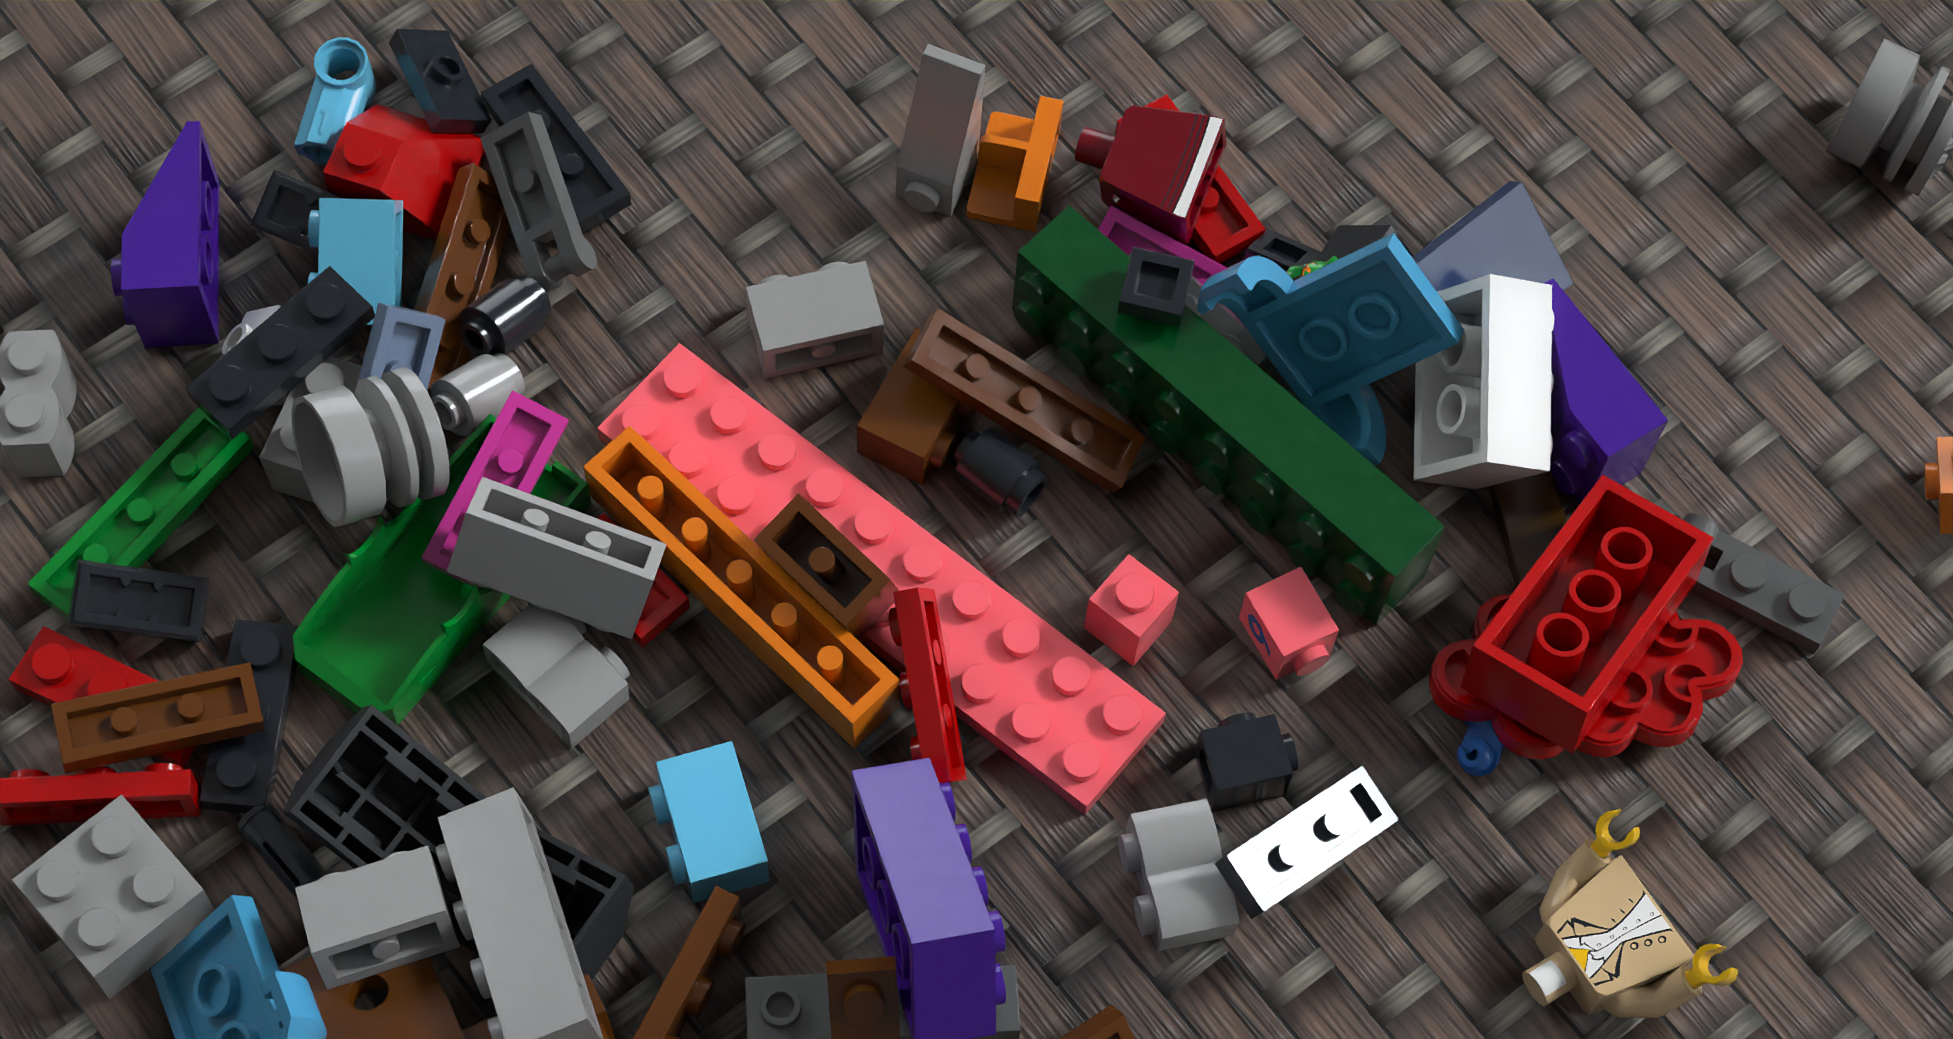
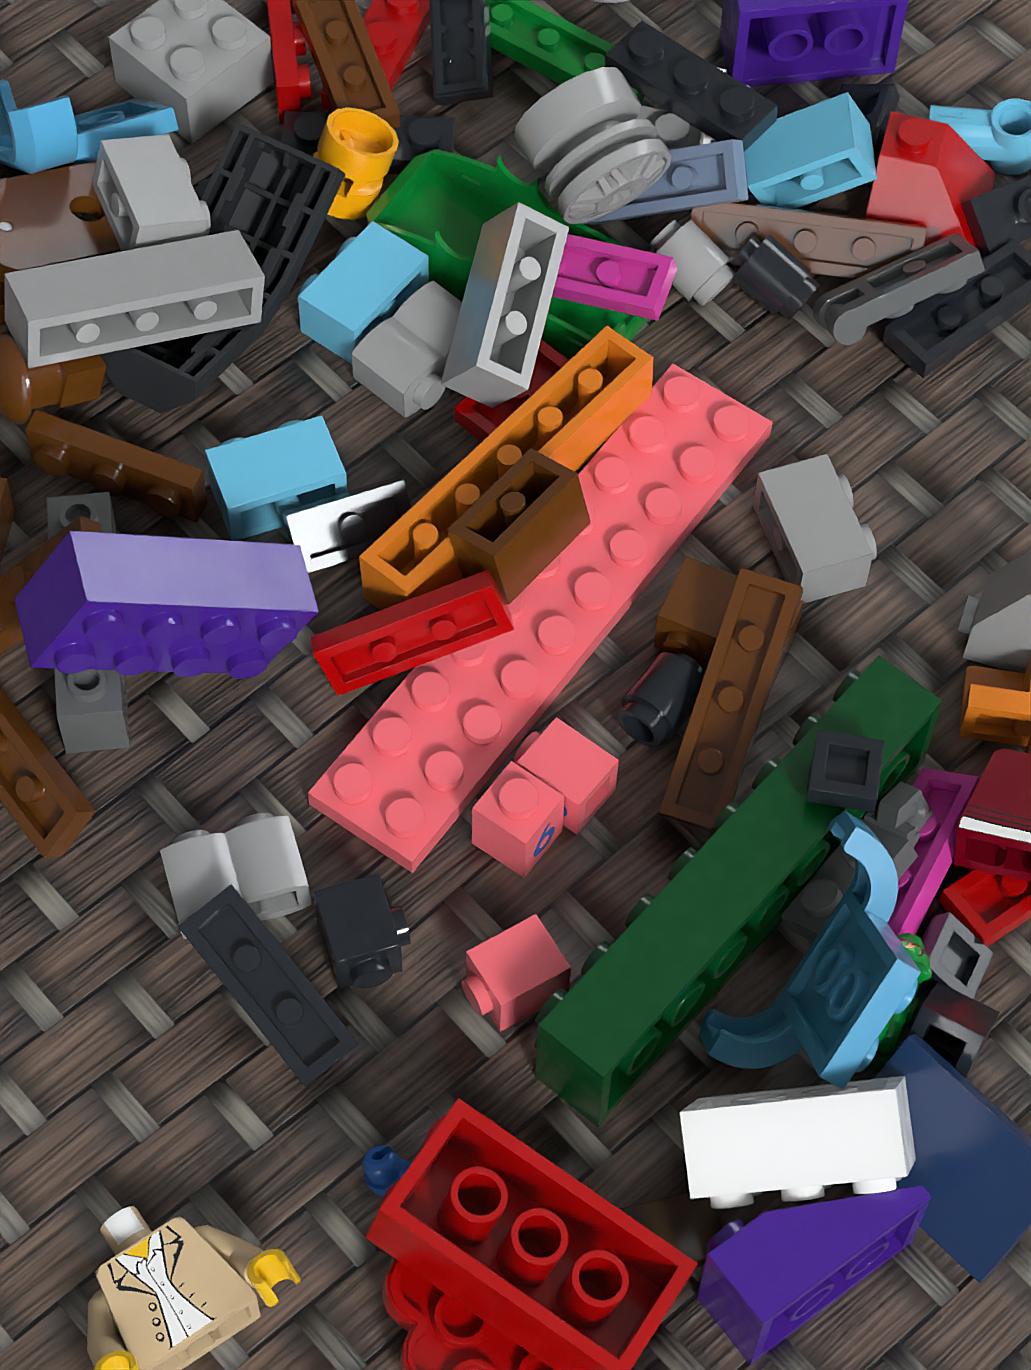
camera: 90 degrees right, 5 degrees down
(301, 711) = (362, 149): none -> light orange wheel
(475, 724) = (360, 289): none -> medium azure brick
(776, 751) = (345, 523): none -> plate
(1077, 564) = (571, 767): none -> coral brick

